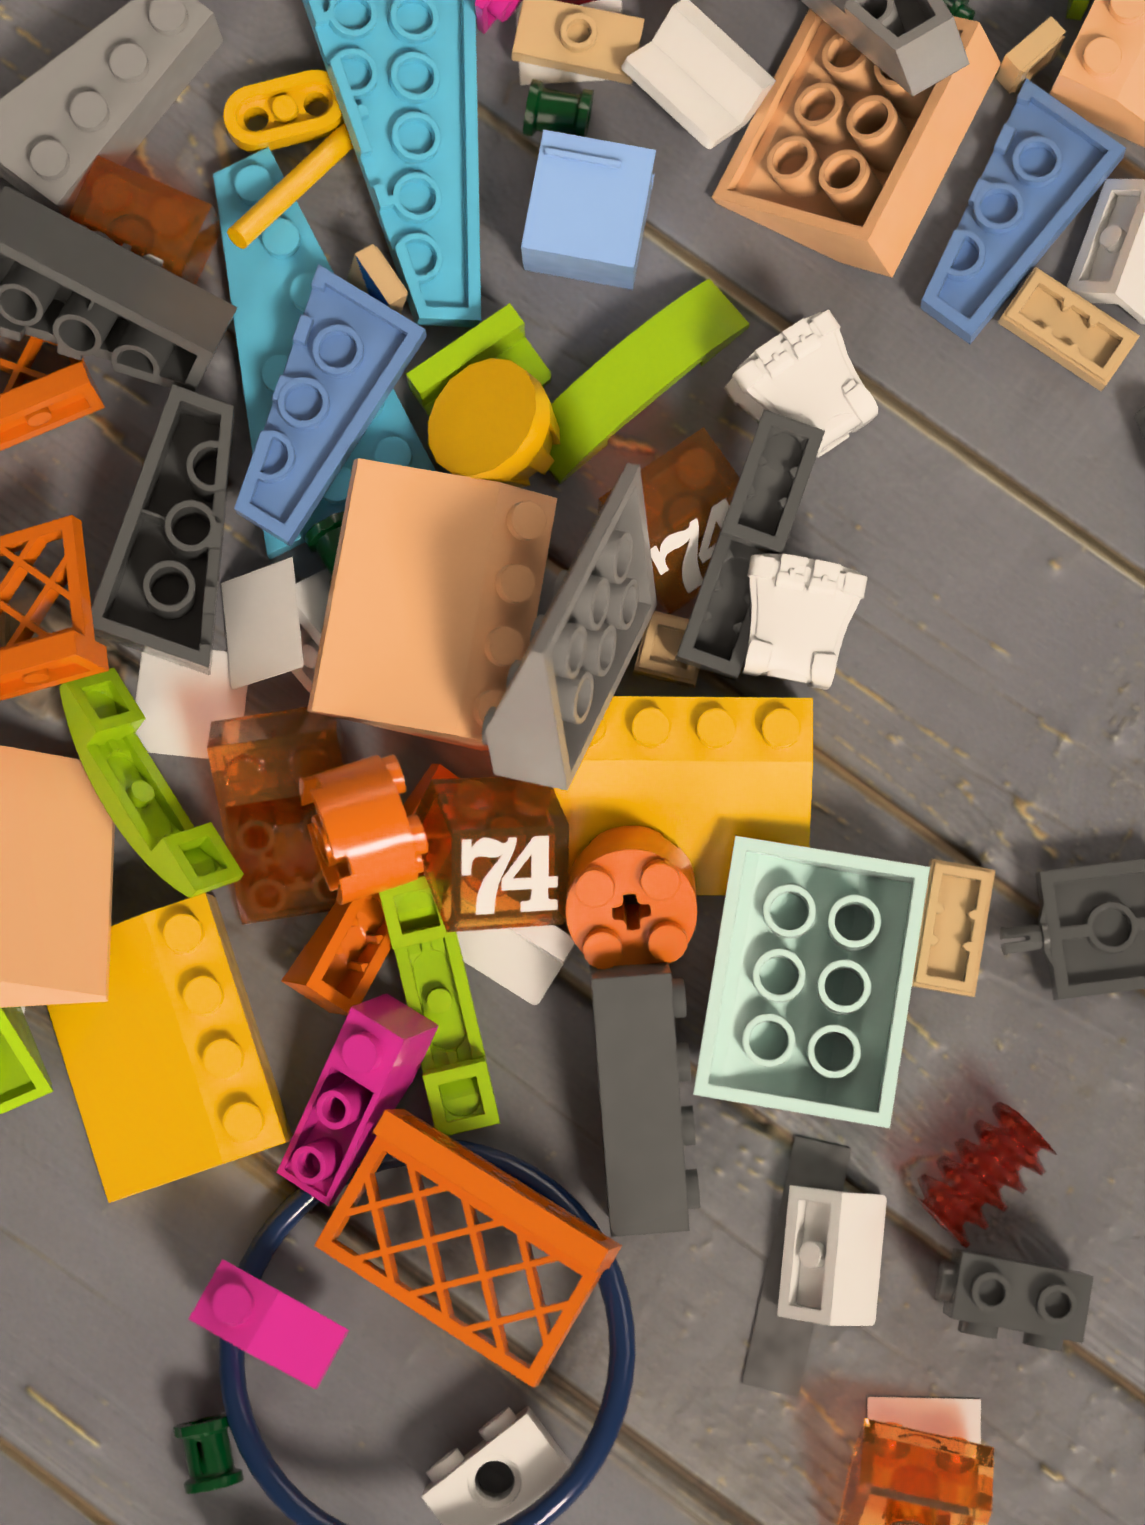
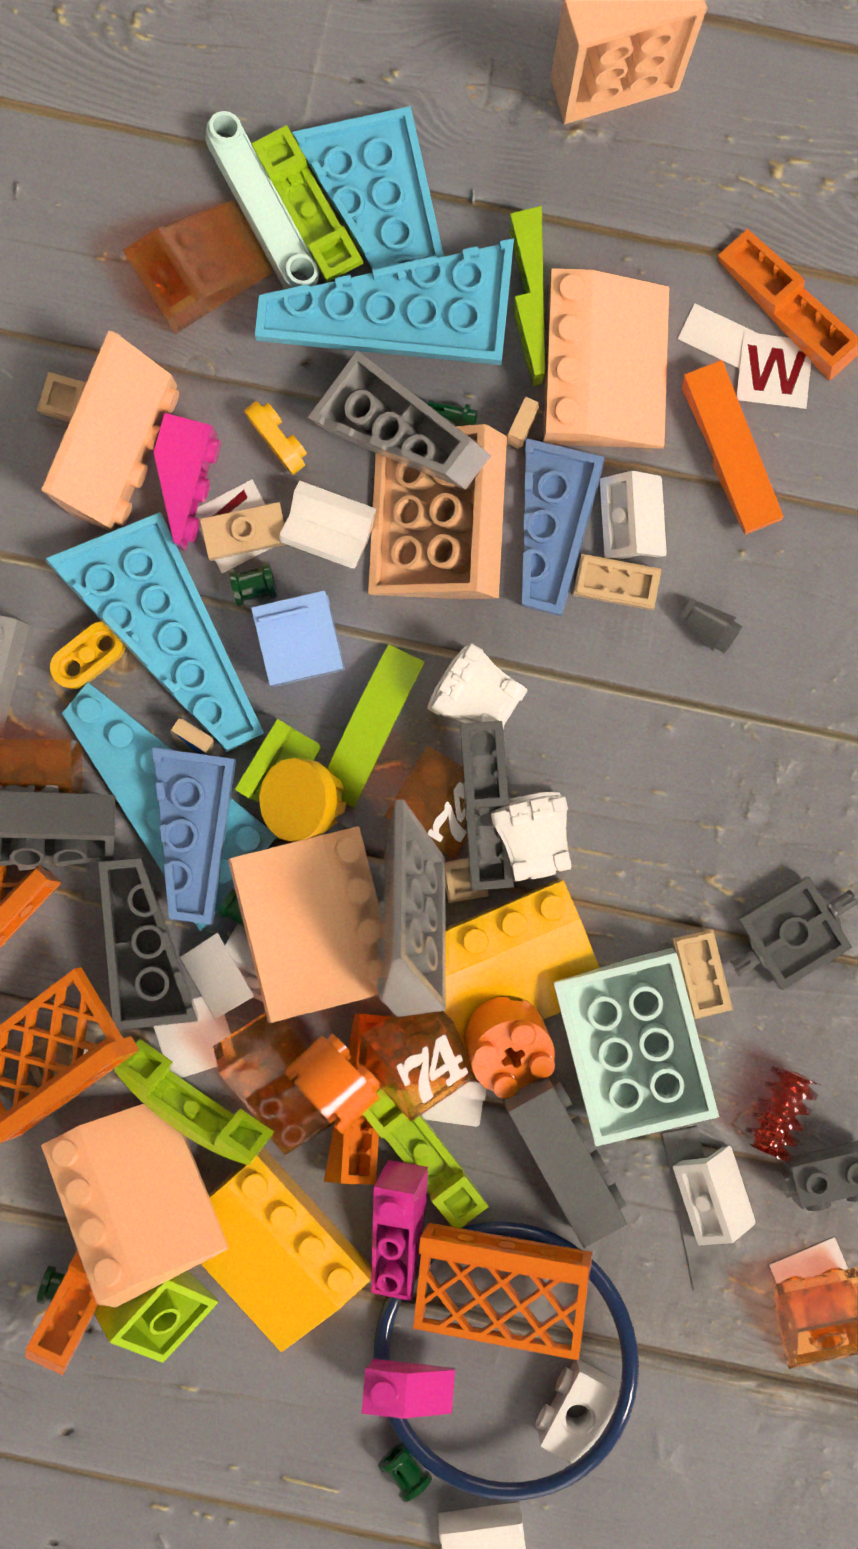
camera: 25 degrees left, 5 degrees up
(290, 188) = (113, 704): yellow bar -> none

